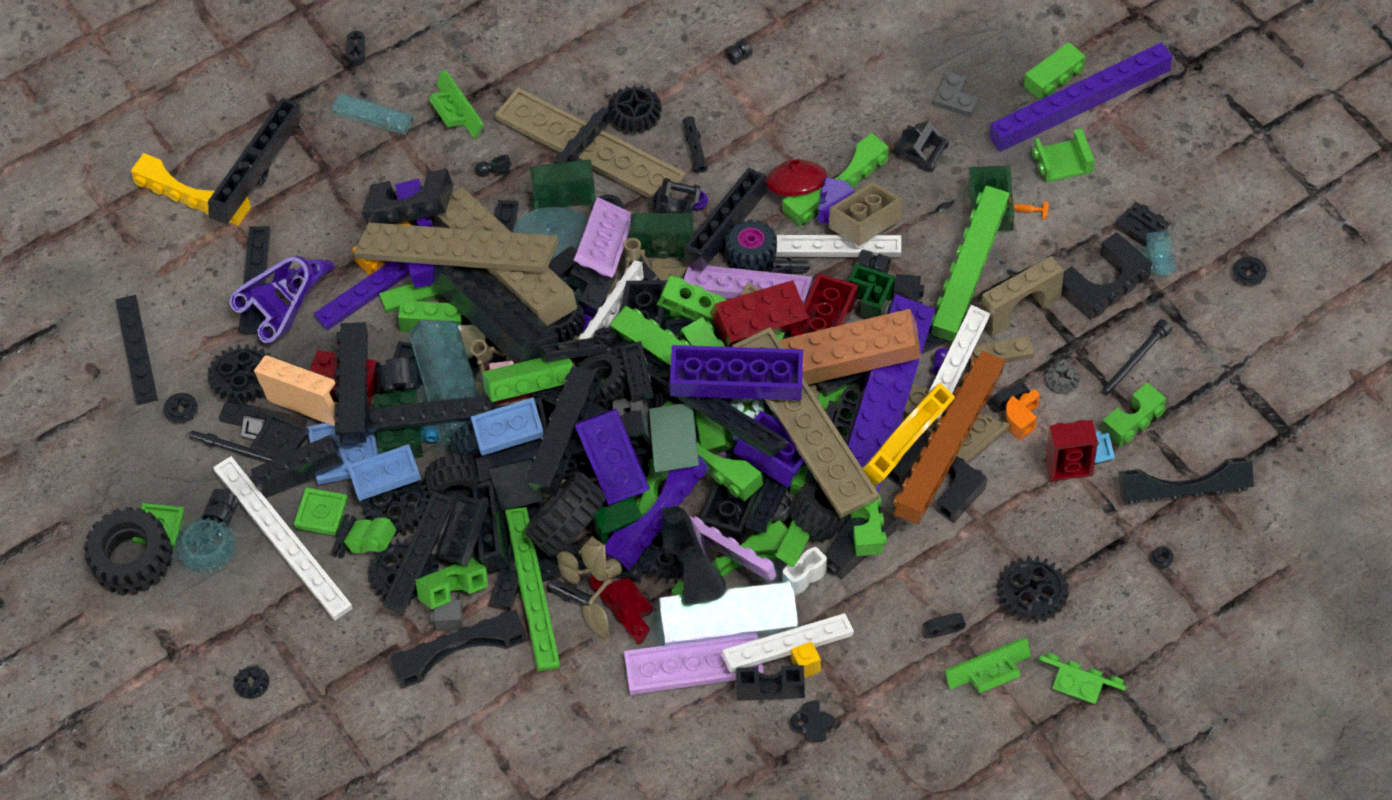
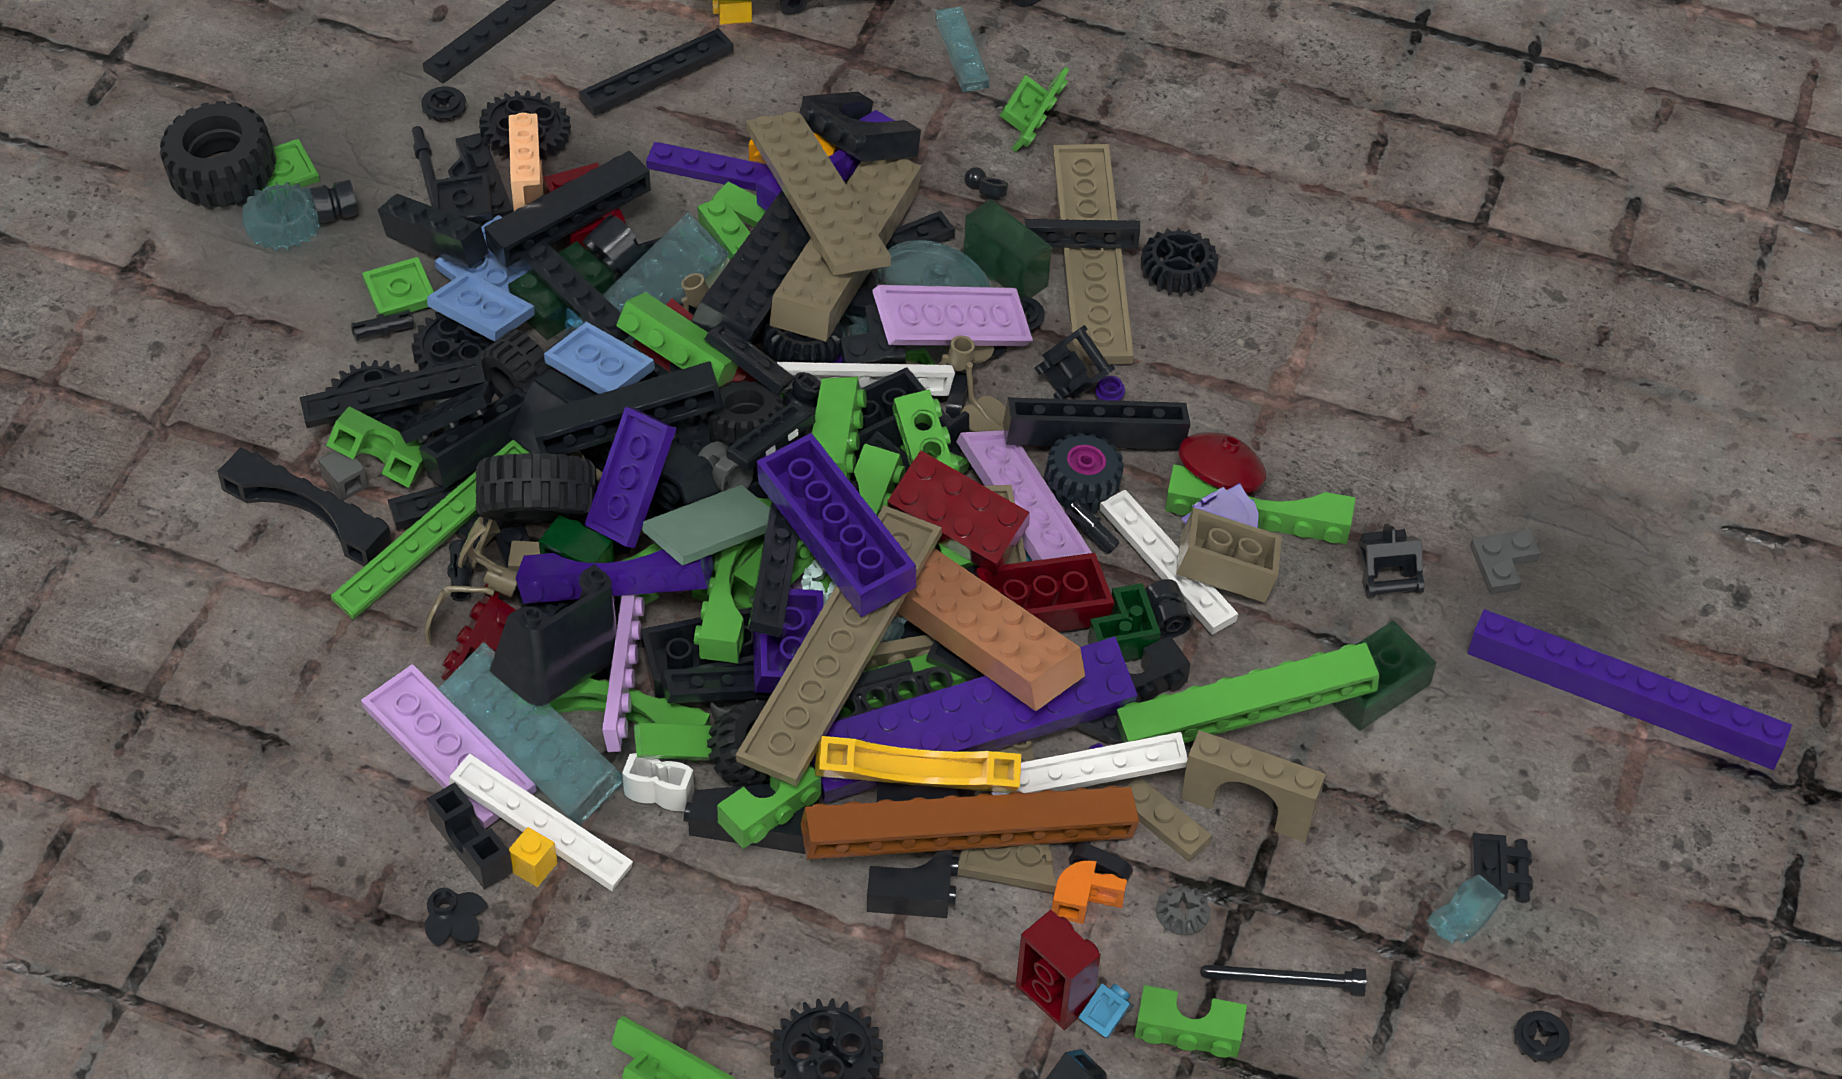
camera: 50 degrees right, 5 degrees down
(260, 684) = (135, 361): black gear -> none
(278, 314) = (634, 98): dark purple connector -> none
(283, 538) = (335, 281): white plate -> none
(370, 535) = (390, 342): bright green brick -> none
(662, 233) = (1015, 368): clear green brick -> none
(690, 126) = (1192, 337): black pin -> none
(738, 51) = (1346, 311): black wheel -> none
(944, 625) = (696, 981): black beam -> none
(1030, 208) = (1411, 732): orange piece -> none
(1054, 71) = (1640, 639): bright green brick -> none
(1064, 158) = (1517, 724): bright green panel -> none
(1094, 298) = (1335, 879): black arch -> none

